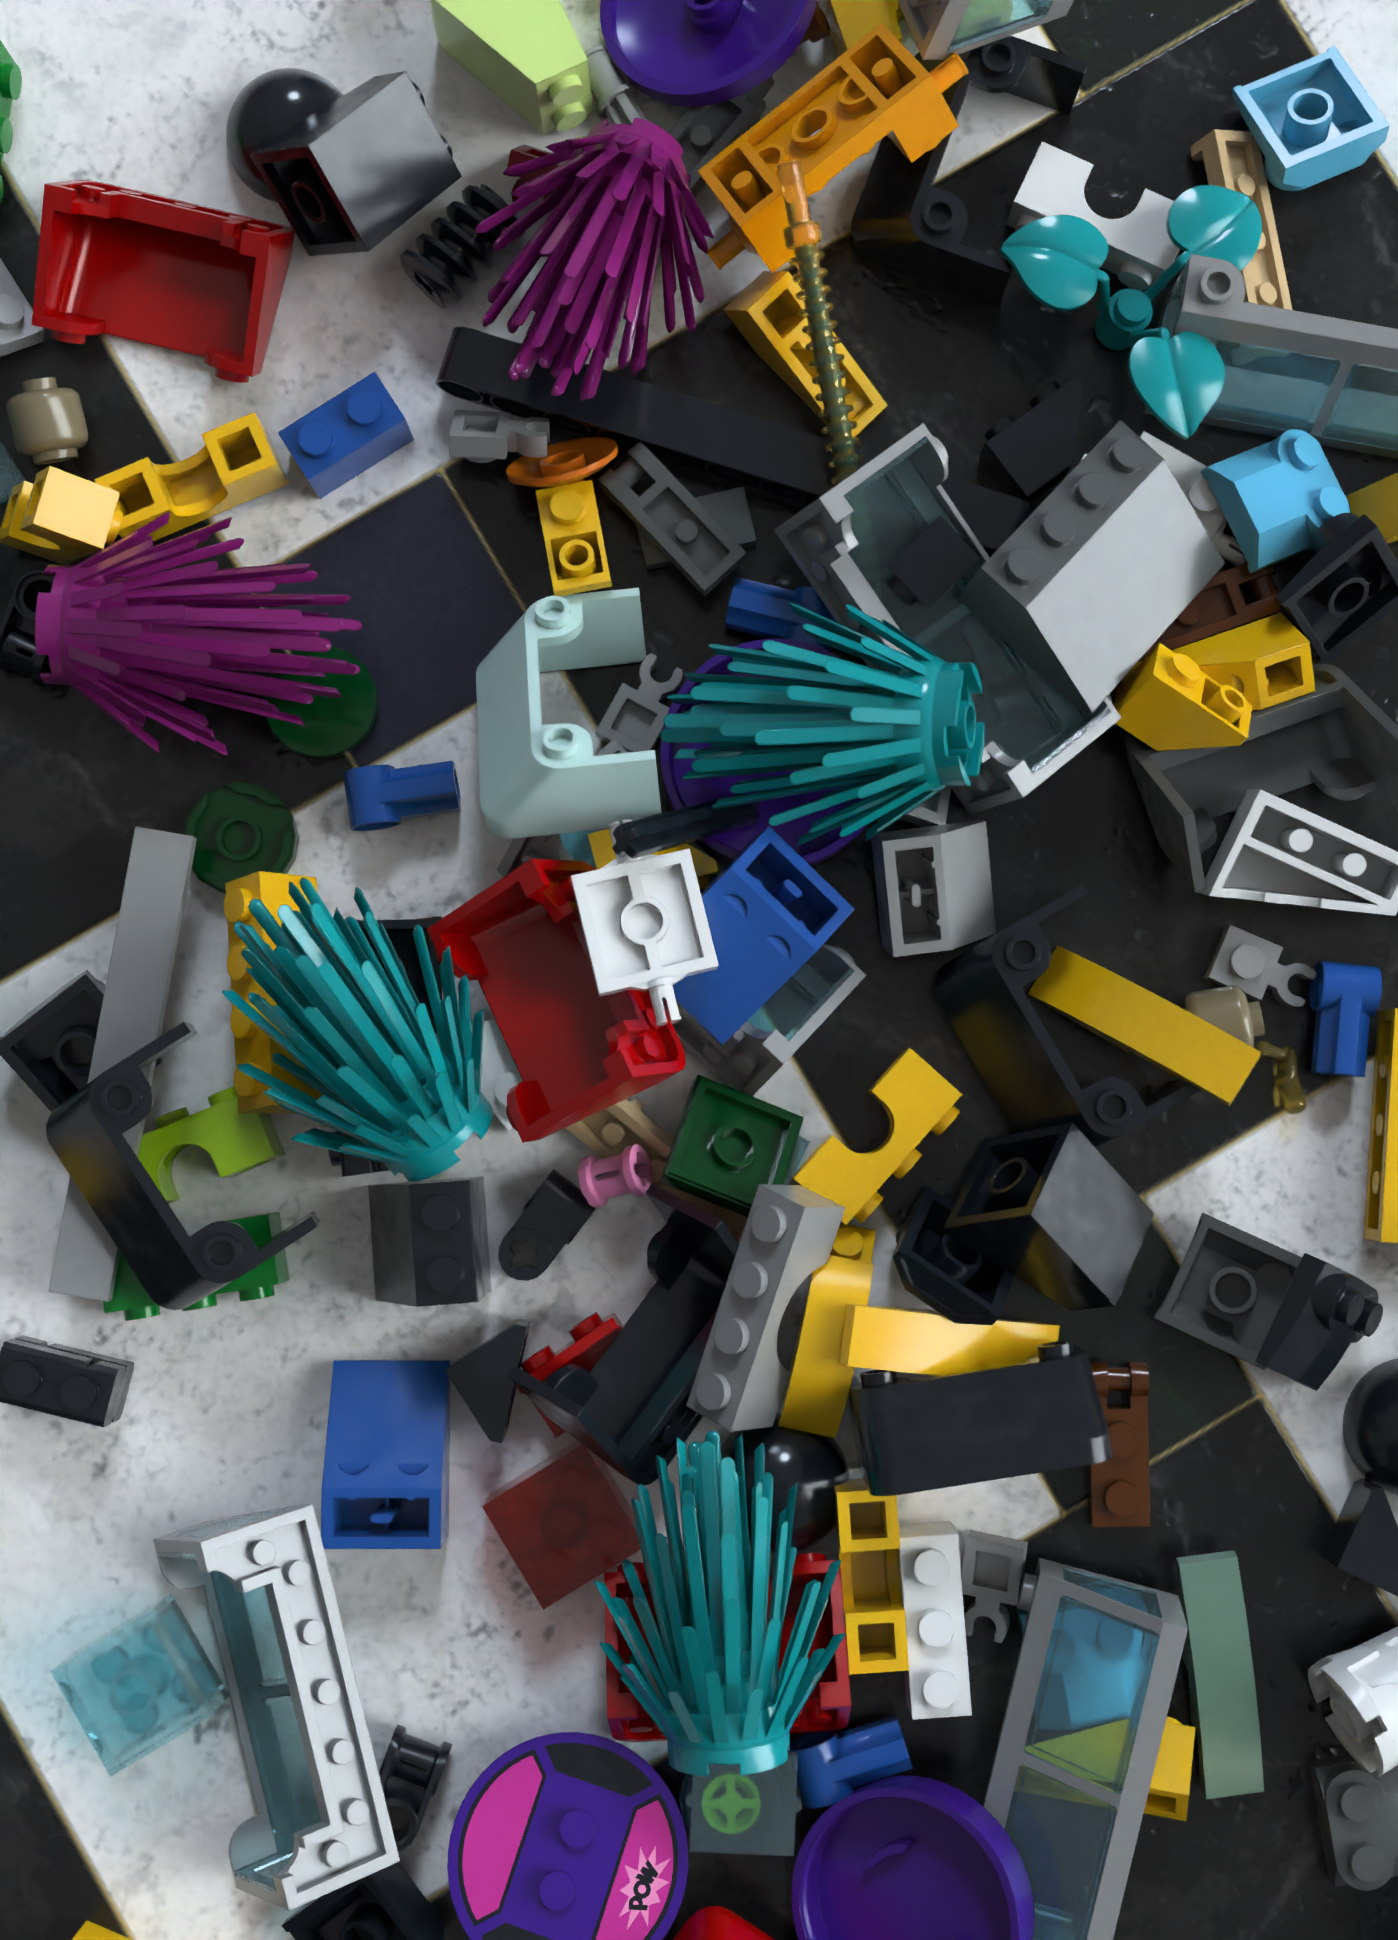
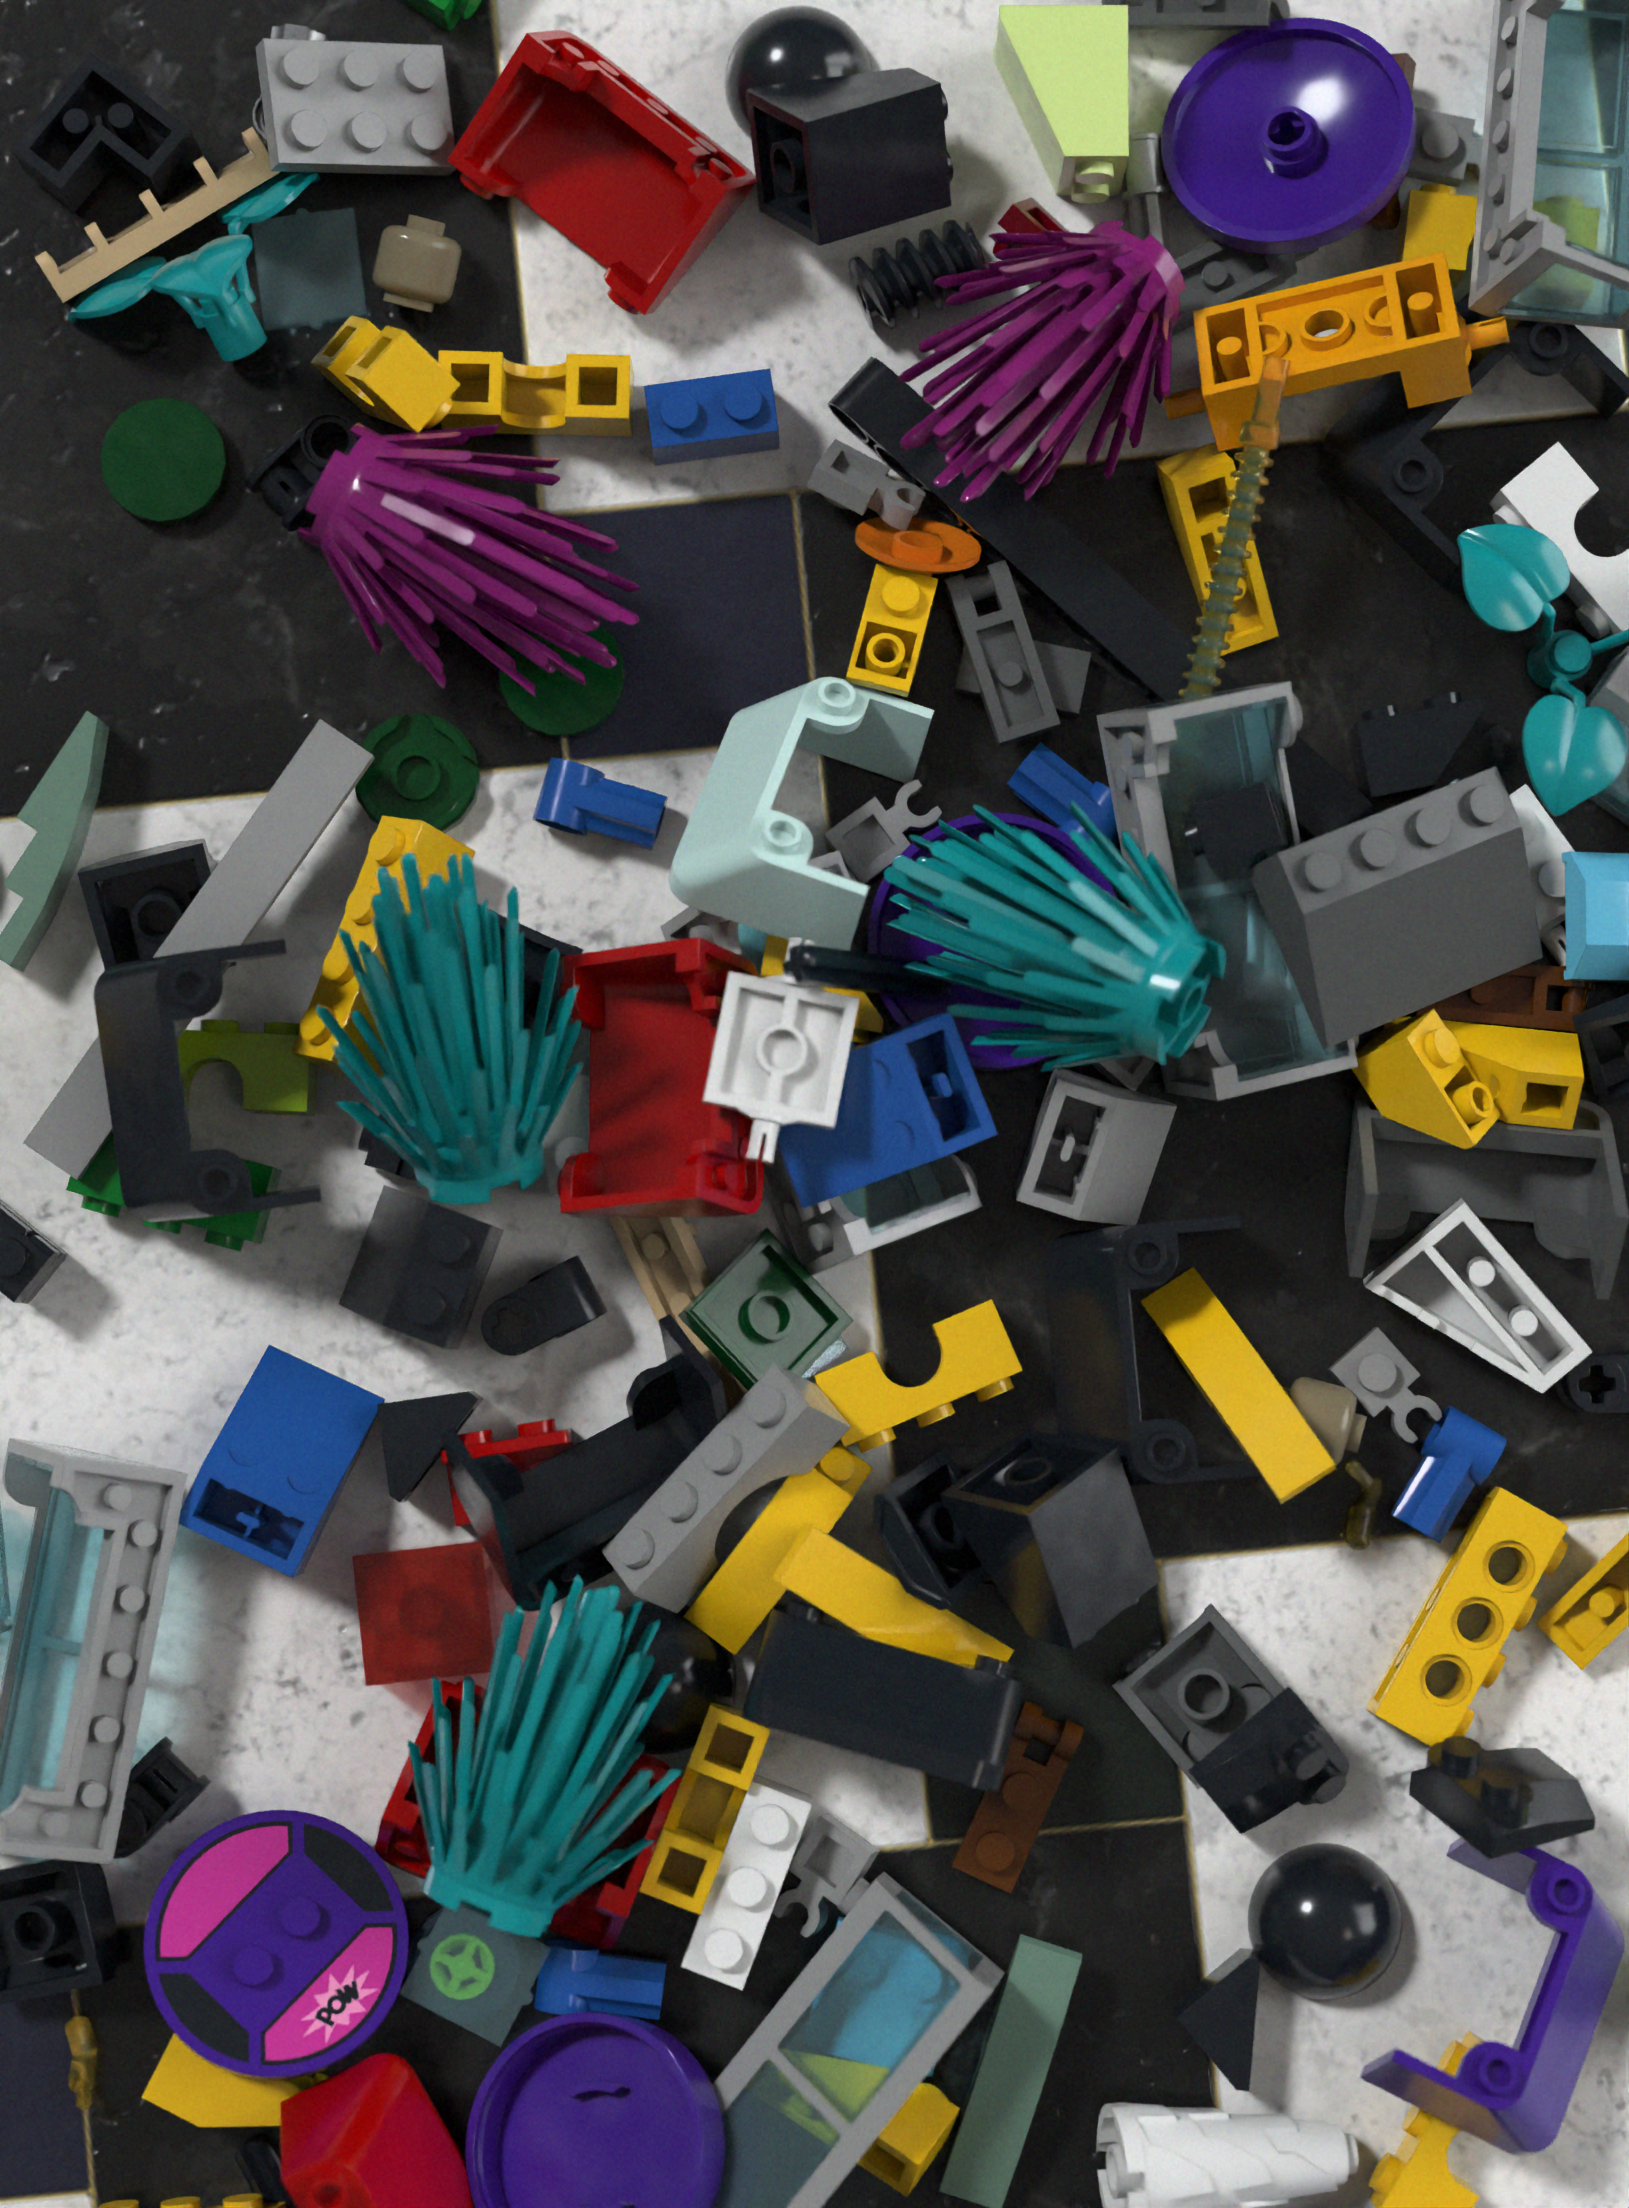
camera: 25 degrees right, 0 degrees up
(624, 1165) = (636, 1290): bright pink bush -> none

